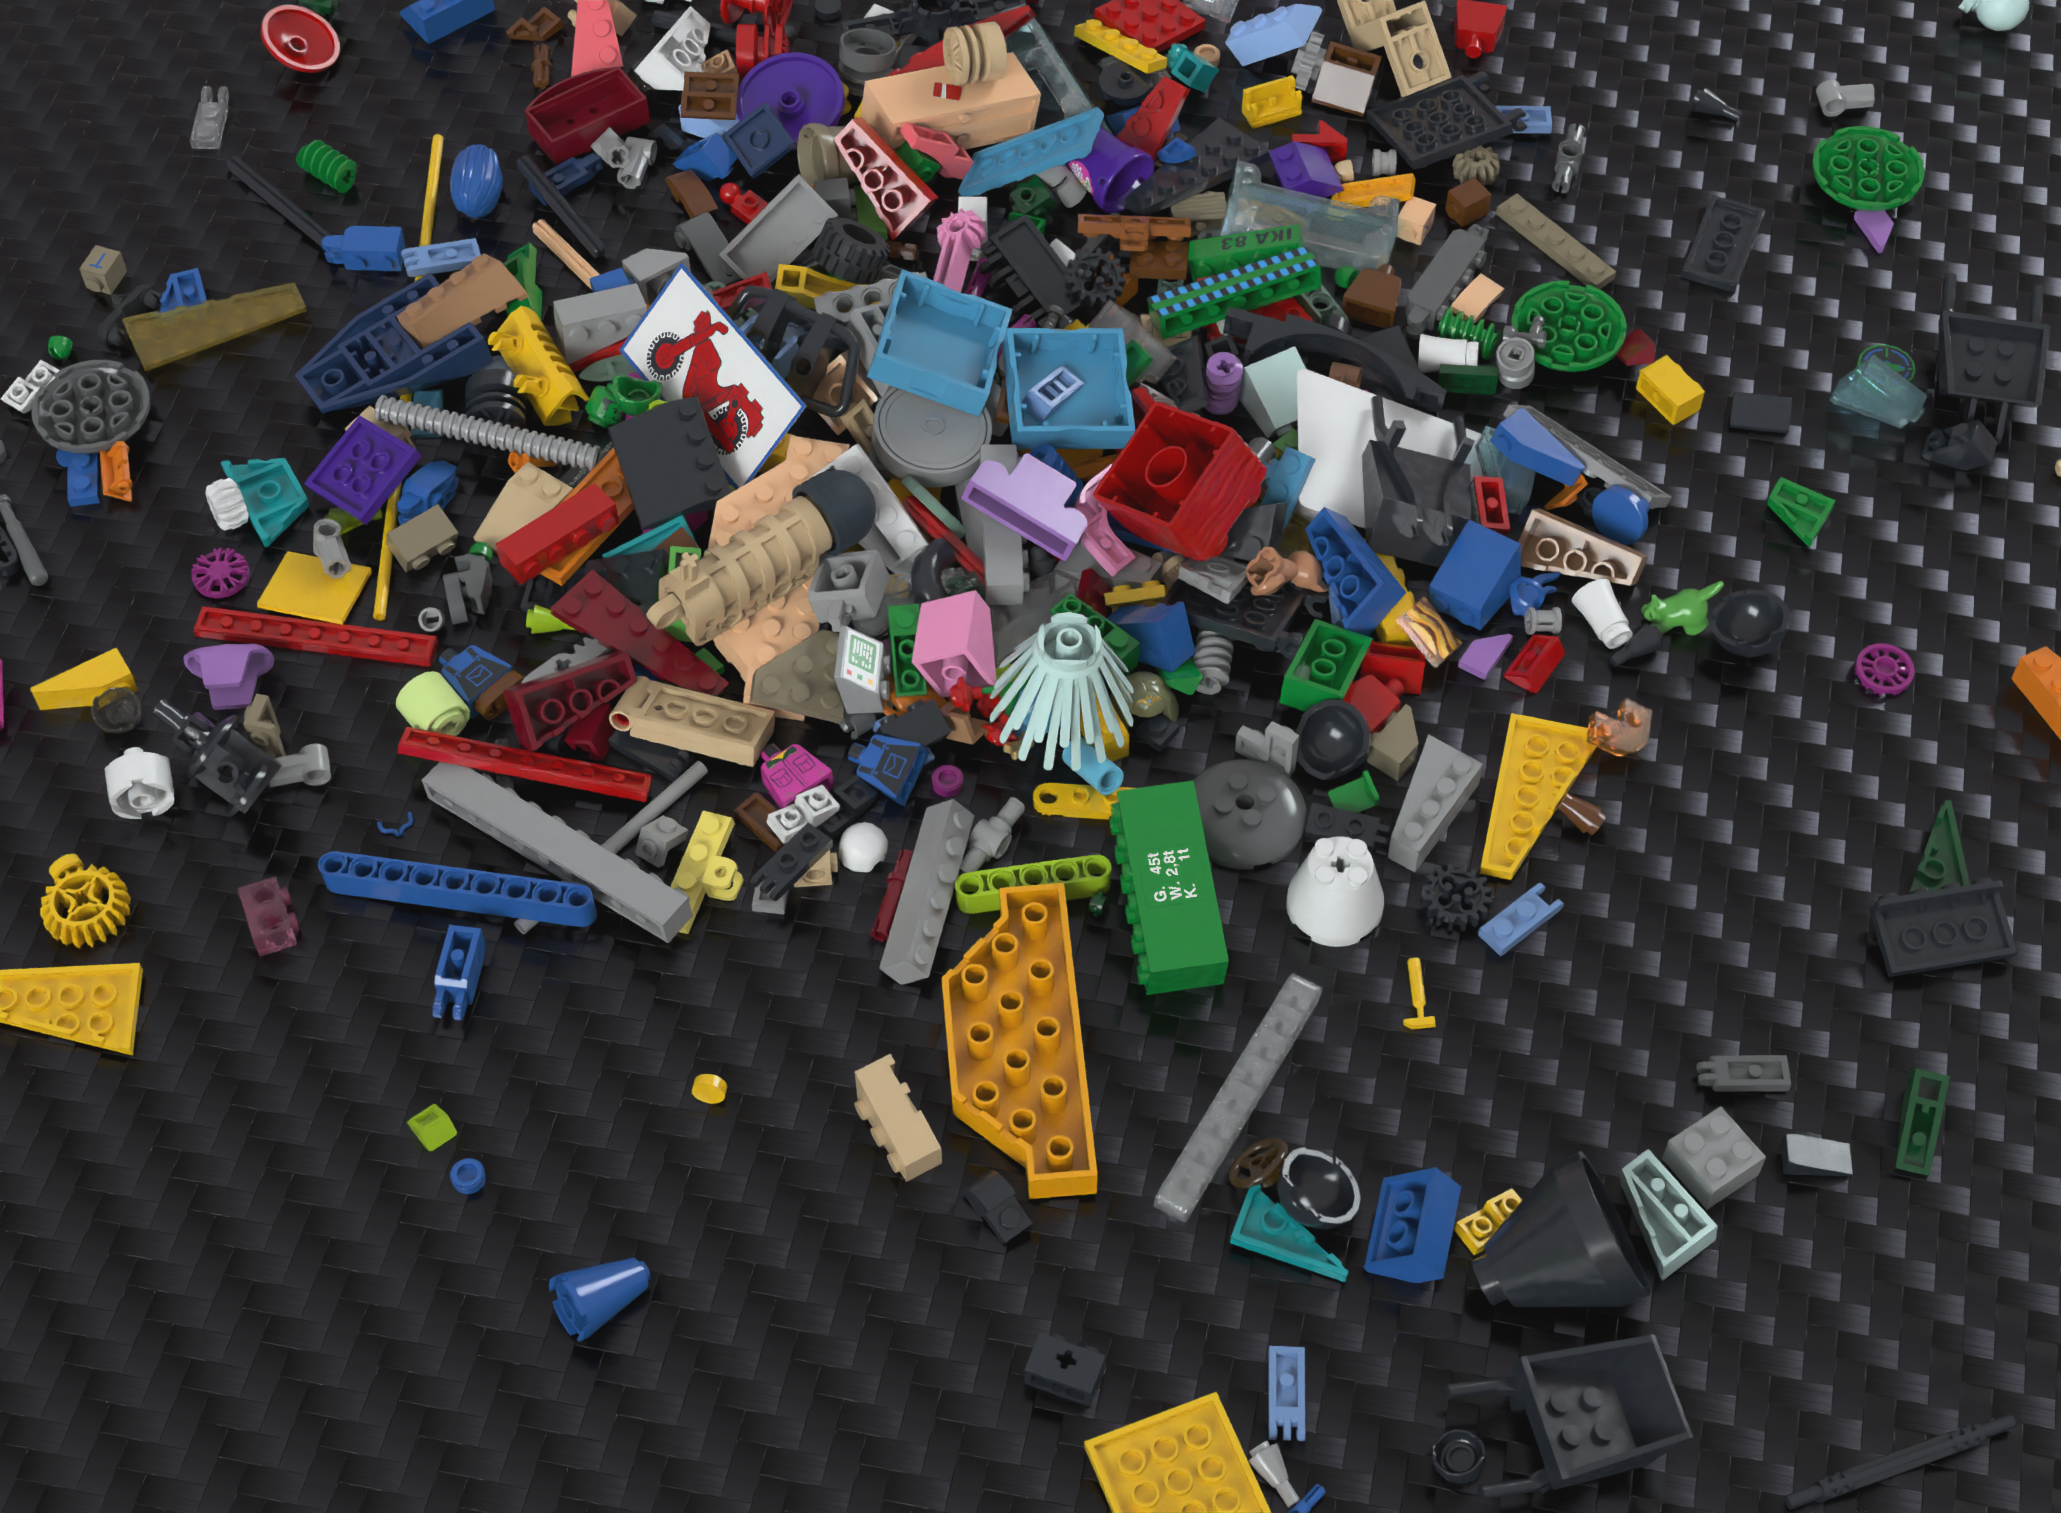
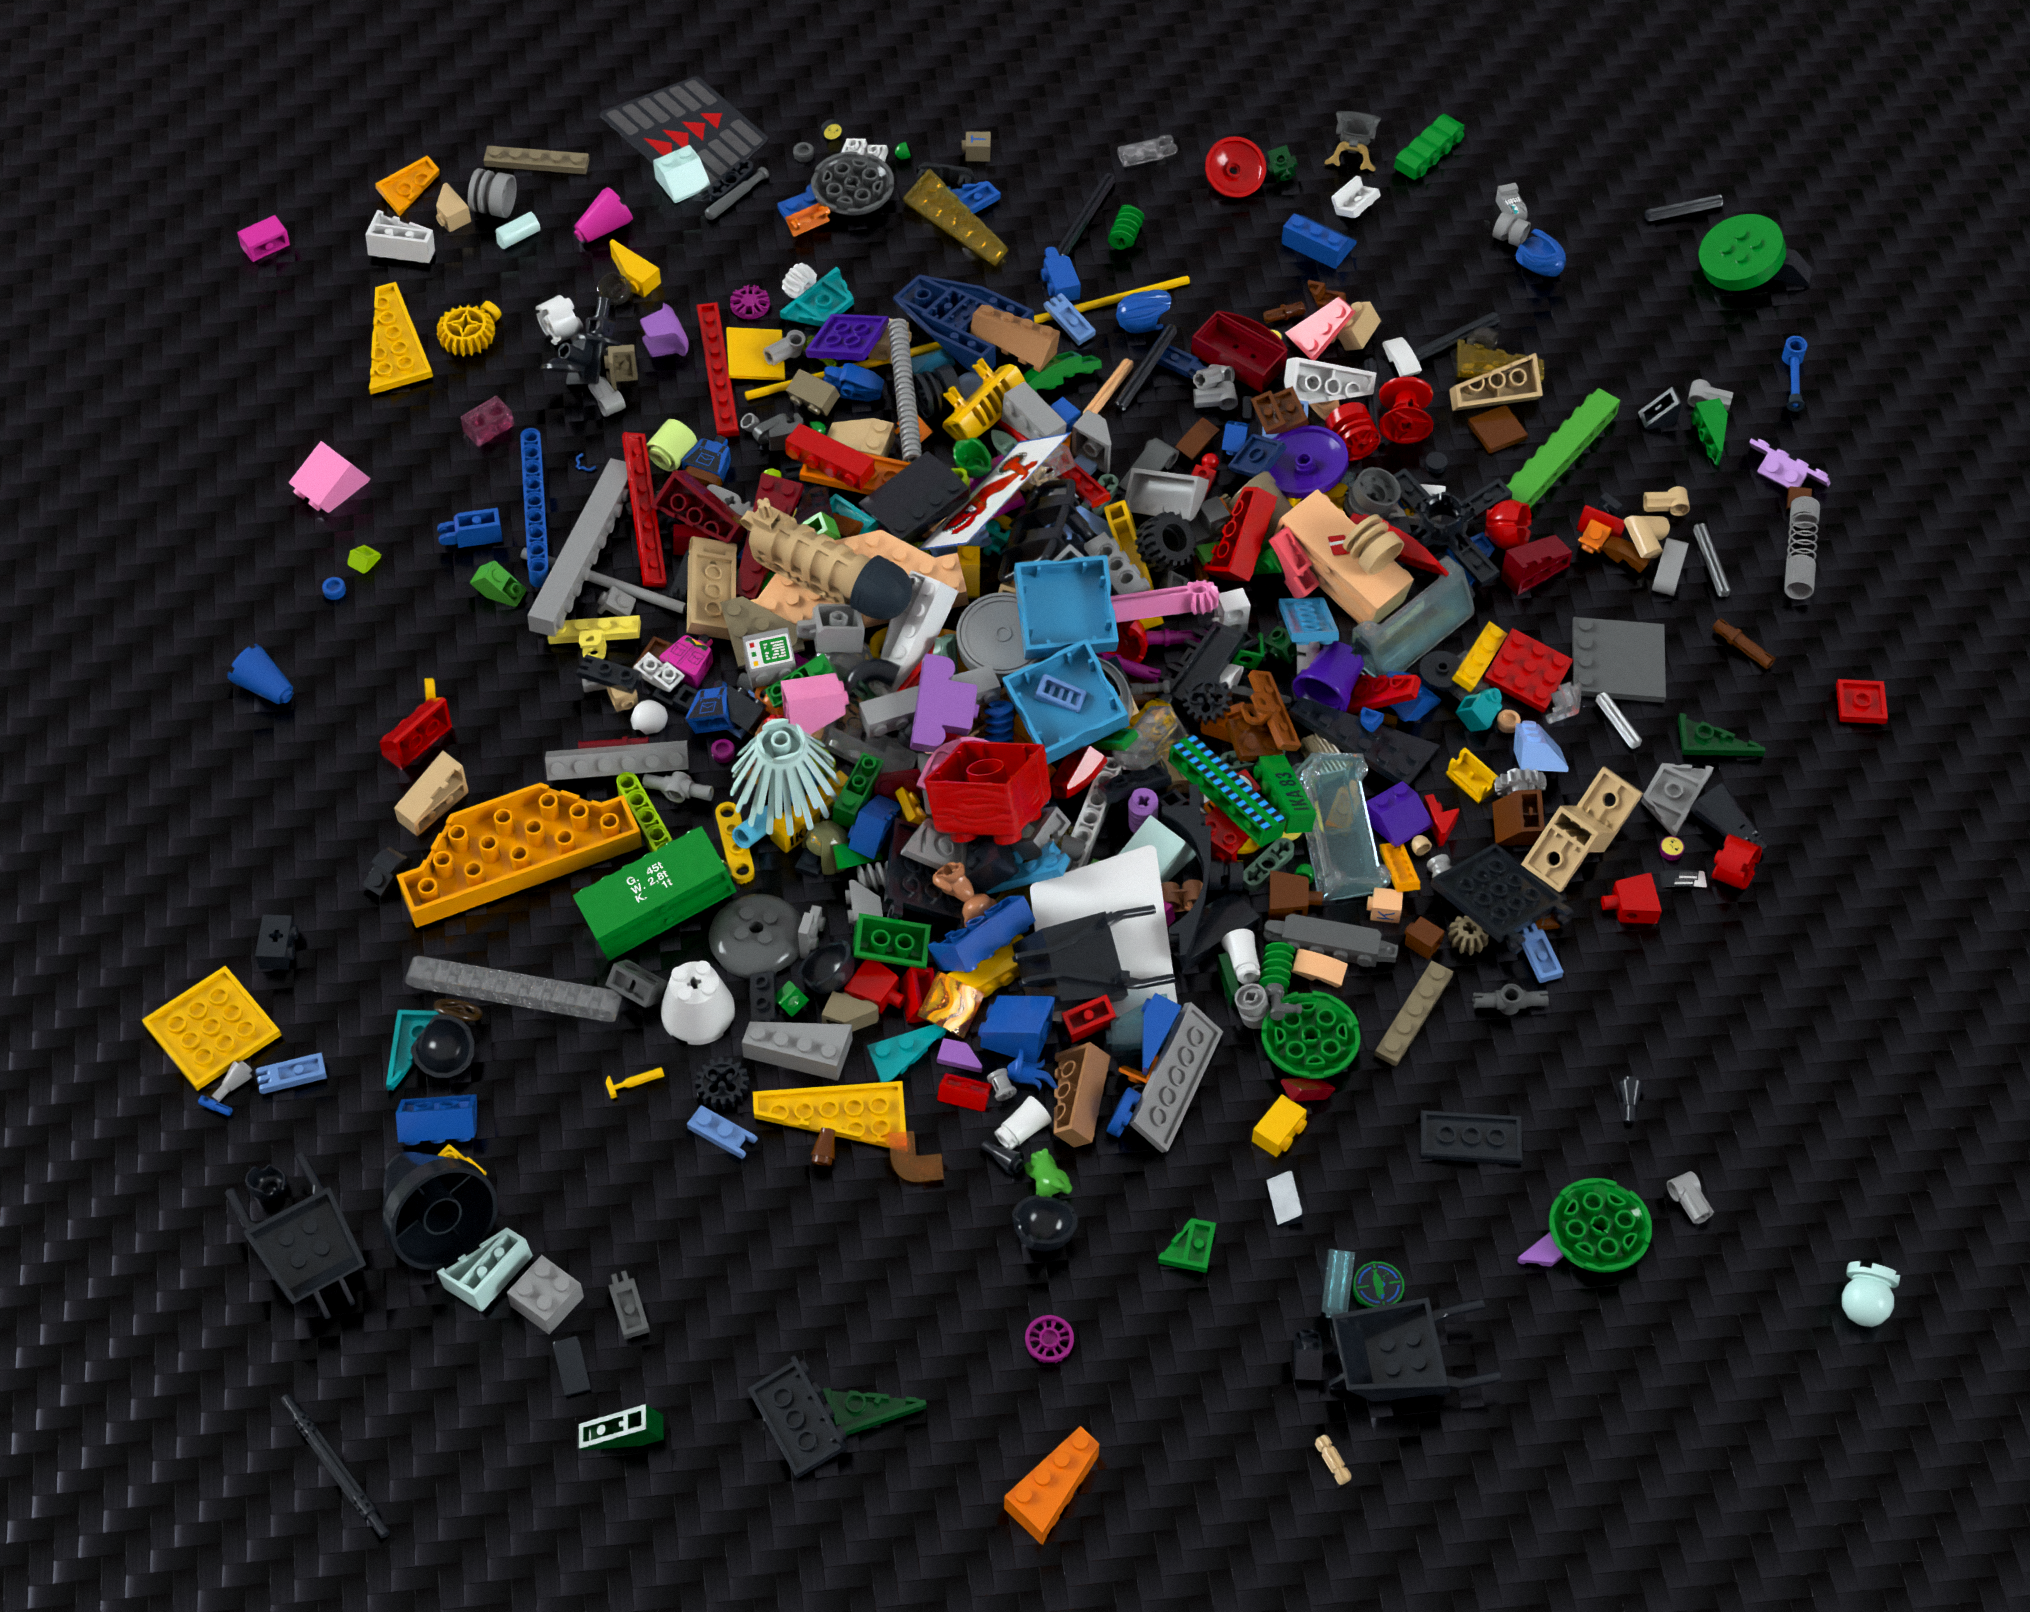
camera: 70 degrees right, 0 degrees up
(273, 1136) = (327, 479): none -> bright pink slope
(565, 966) = (498, 584): none -> bright green slope
(779, 1116) = (416, 732): none -> red slope
(1248, 689) = (861, 901): none -> light grey slope
(1285, 950) = (636, 983): none -> dark grey brick
(1462, 711) = (897, 1053): none -> teal wing

